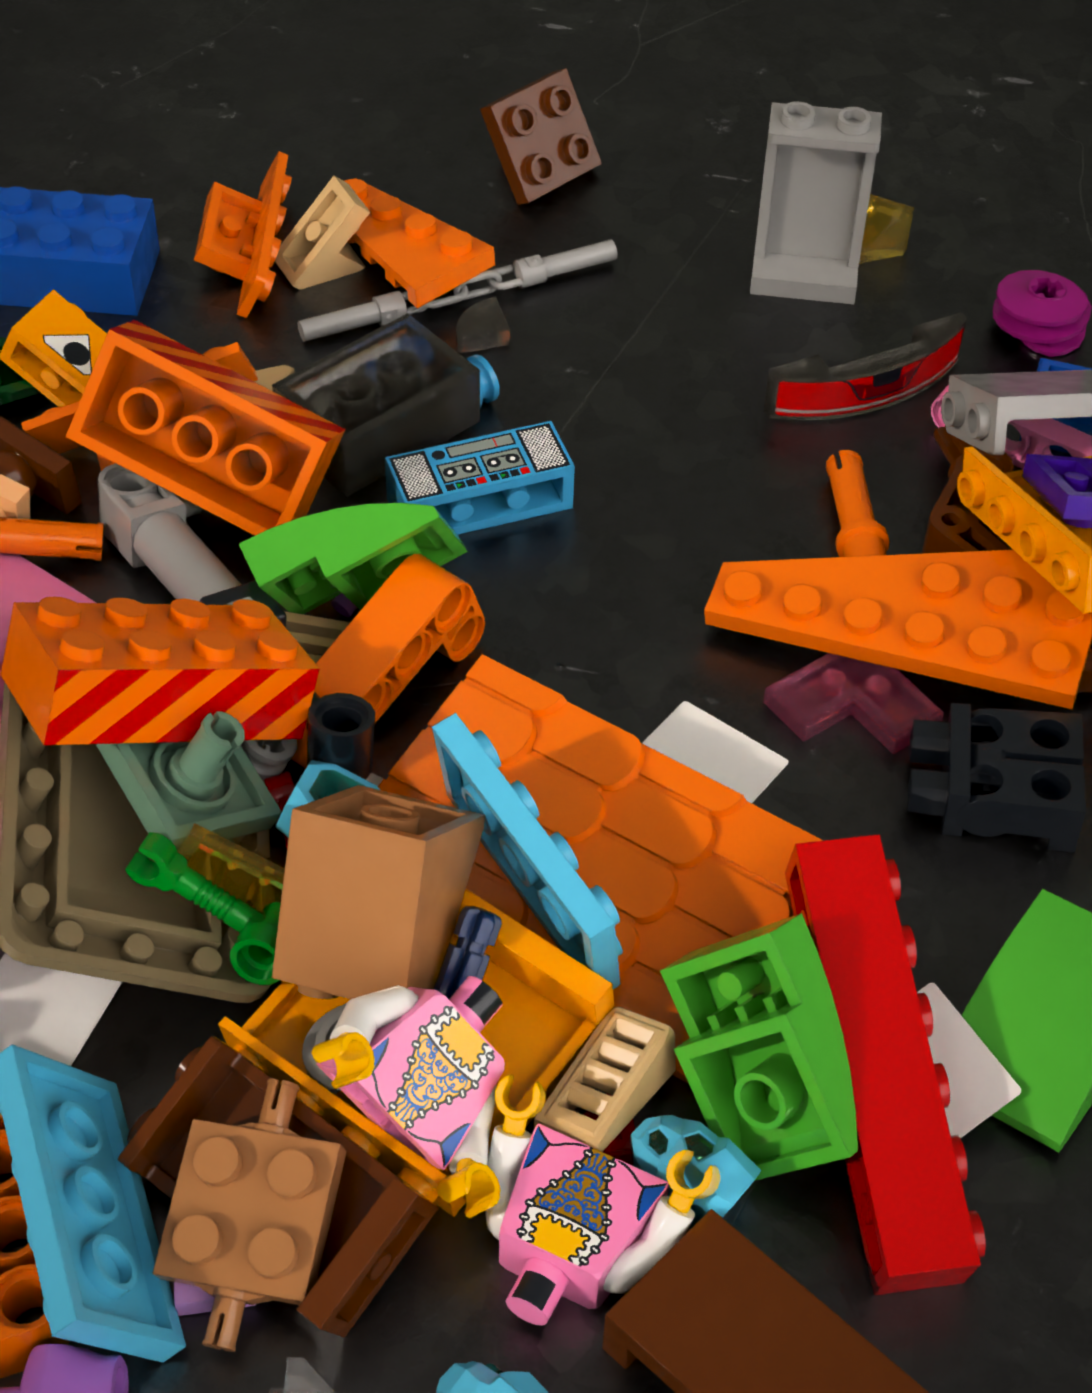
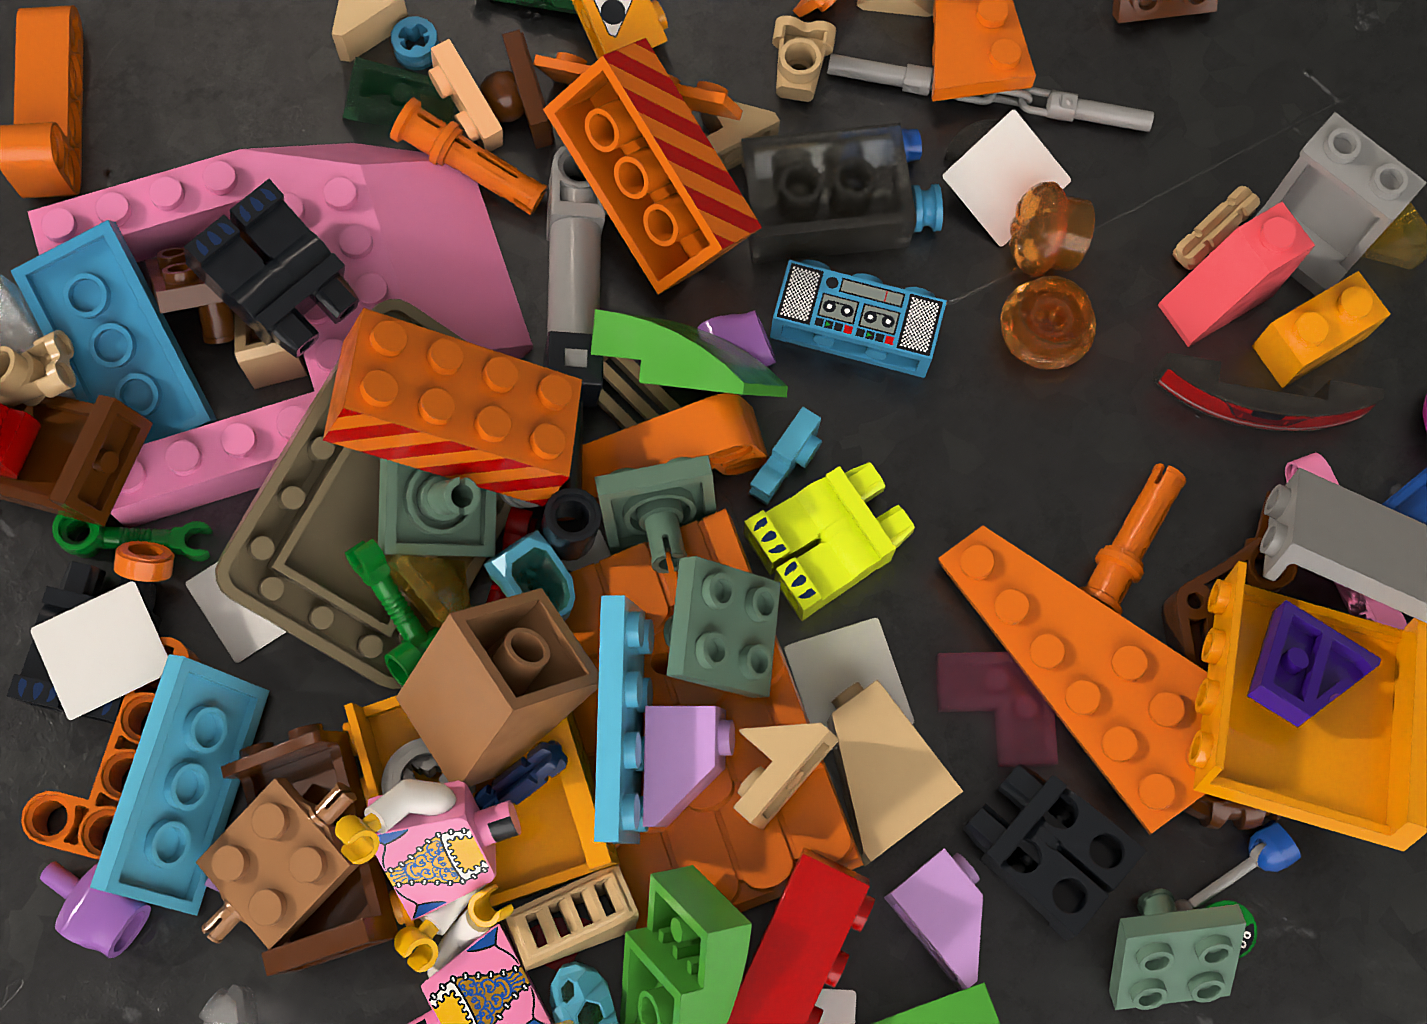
camera: 30 degrees right, 25 degrees up
(271, 330) = (801, 55): none -> tan plate
(414, 679) = (654, 504): none -> sand green plate
(504, 599) = (795, 447): none -> medium azure plate
(525, 335) = (1000, 171): none -> white sticker
(562, 722) = (723, 628): none -> sand green plate
(594, 643) = (827, 537): none -> neon yellow hips
(596, 340) = (1050, 230): none -> clear orange piece
(612, 852) = (681, 757): none -> lavender slope
(650, 404) = (1048, 323): none -> clear orange piece
(707, 798) = (794, 756): none -> tan slope
(728, 291) = (1216, 227): none -> tan axle
(778, 289) = (1237, 274): none -> coral slope
(798, 778) = (884, 769): none -> tan slope
(873, 305) = (1320, 329): none -> light orange brick
(957, 880) = (944, 914): none -> lavender slope

